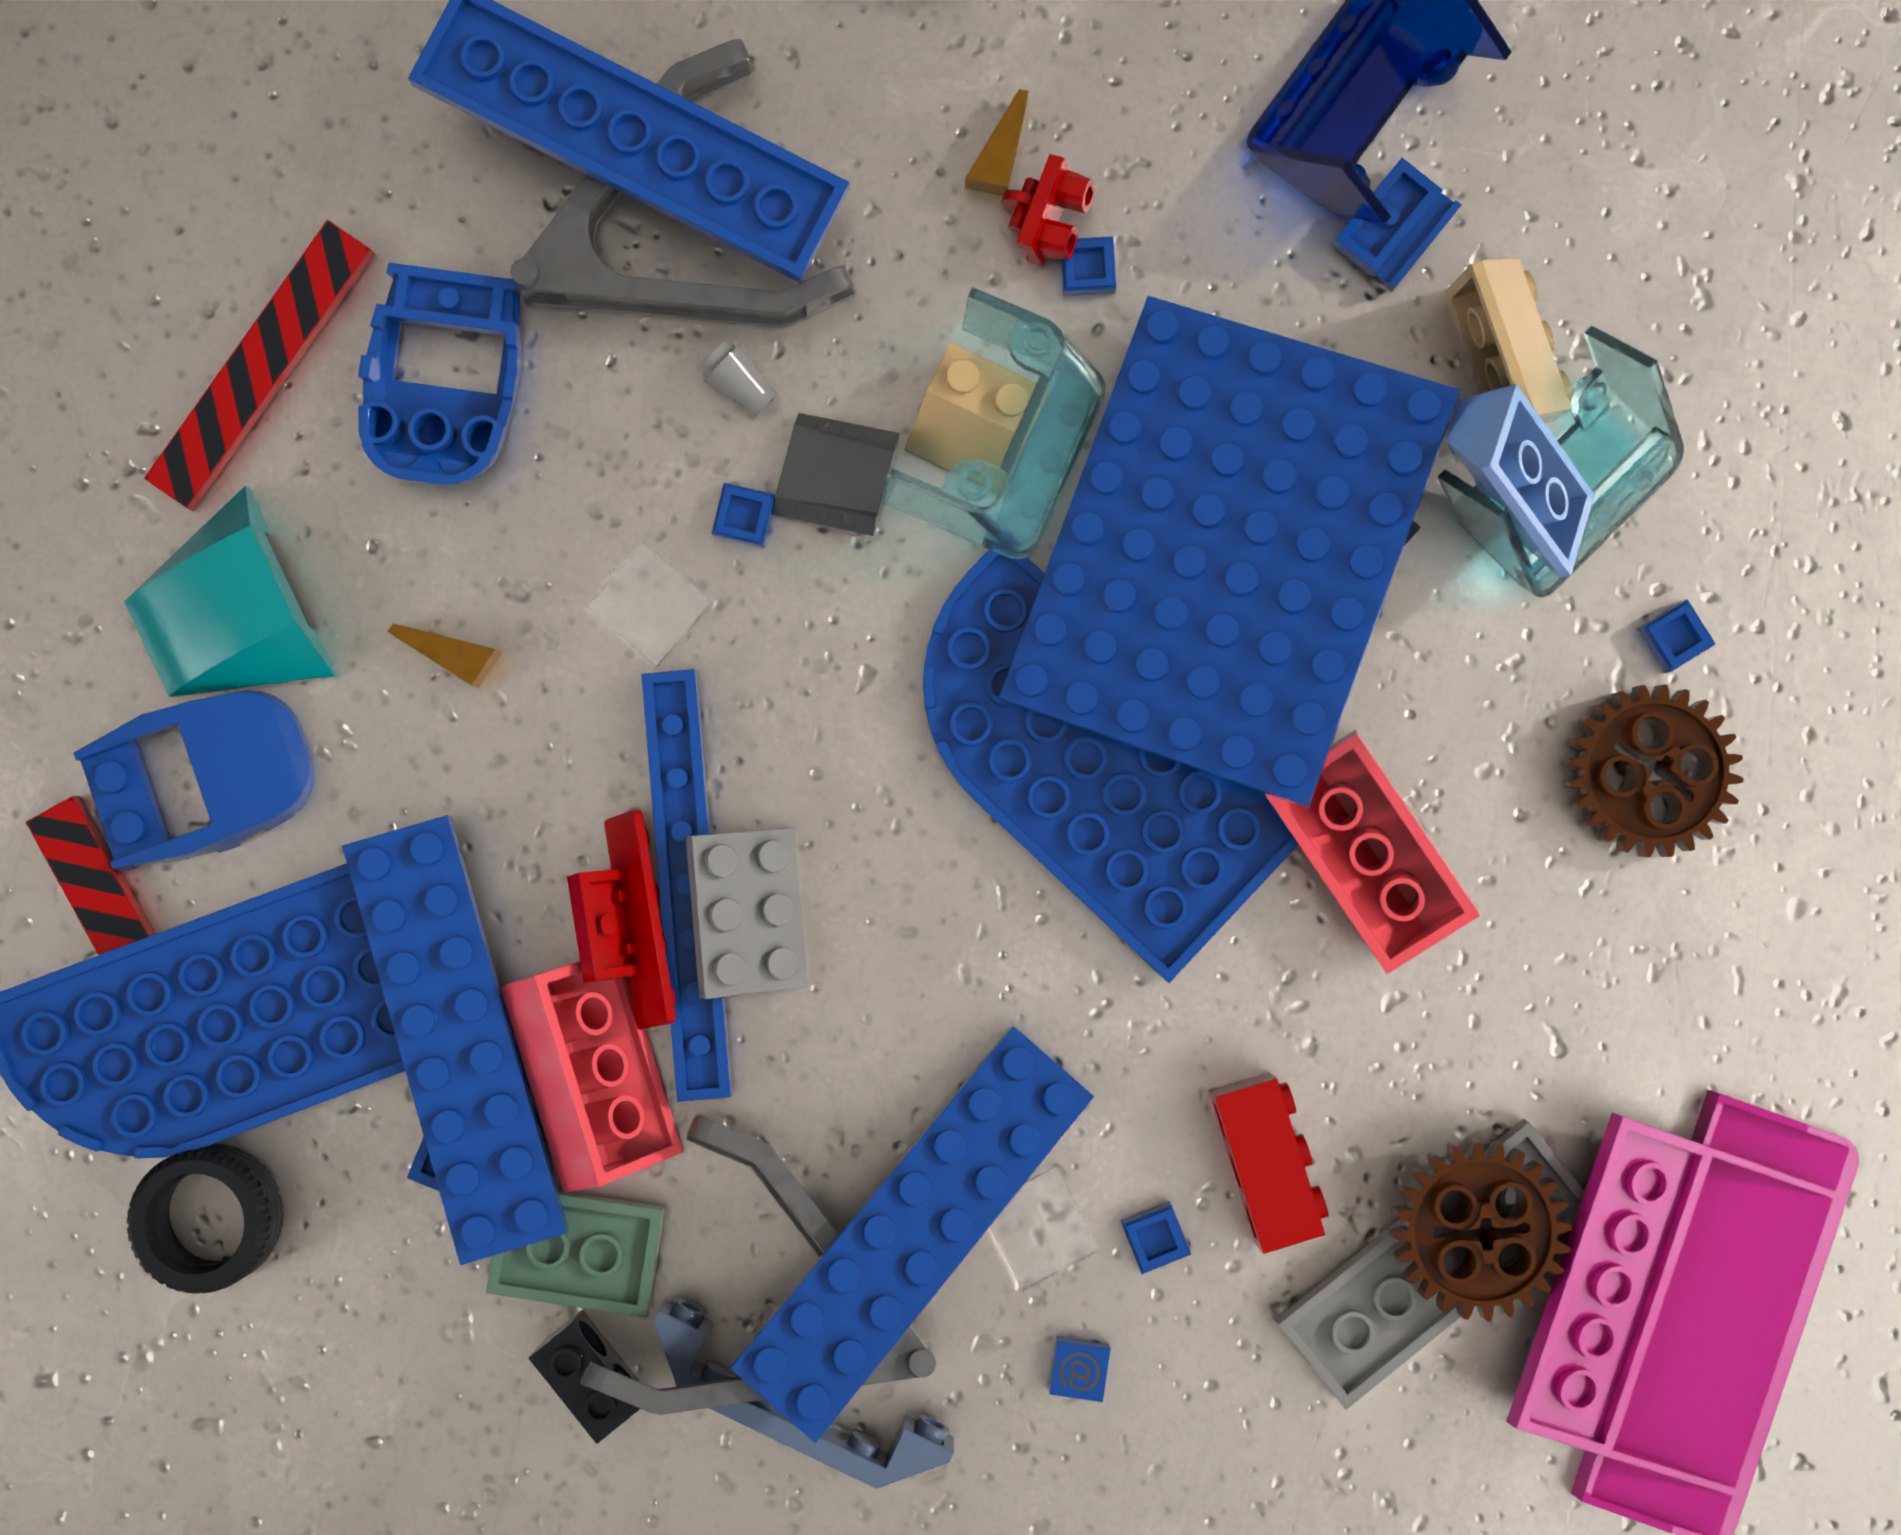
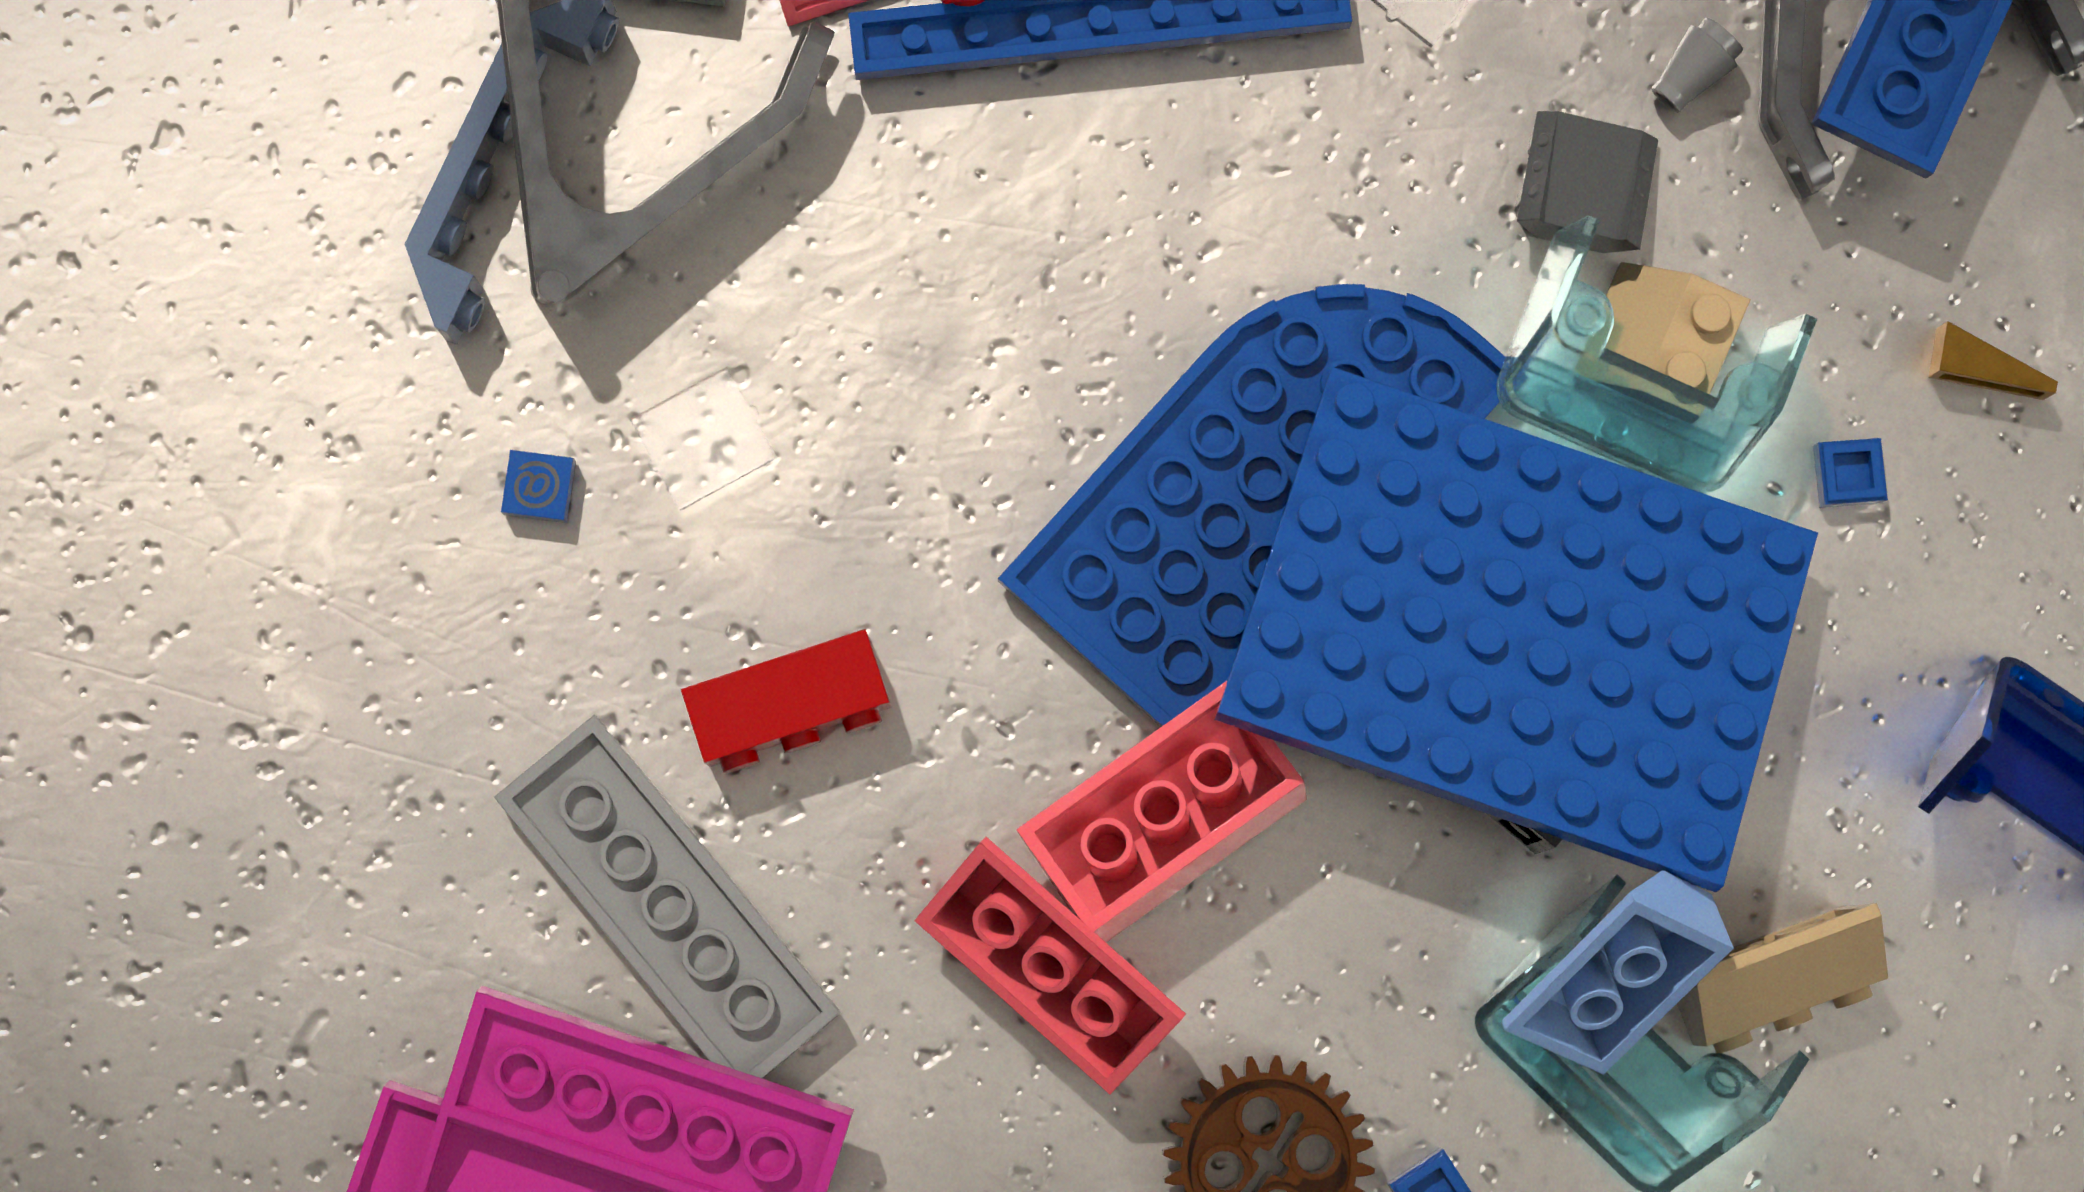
camera: 85 degrees right, 5 degrees down
(743, 515) = (1533, 77): blue tile -> none
(746, 912) = (1070, 87): light grey plate -> none
(911, 1234) = (704, 277): blue plate -> none
(1041, 206) = (1915, 414): red hips -> none
(1155, 1237) = (693, 573): blue tile -> none
(1418, 216) = (1924, 852): blue plate -> none
(1480, 1277) = (652, 951): reddish brown gear -> none
(1501, 949) = (1049, 966): none -> coral slope

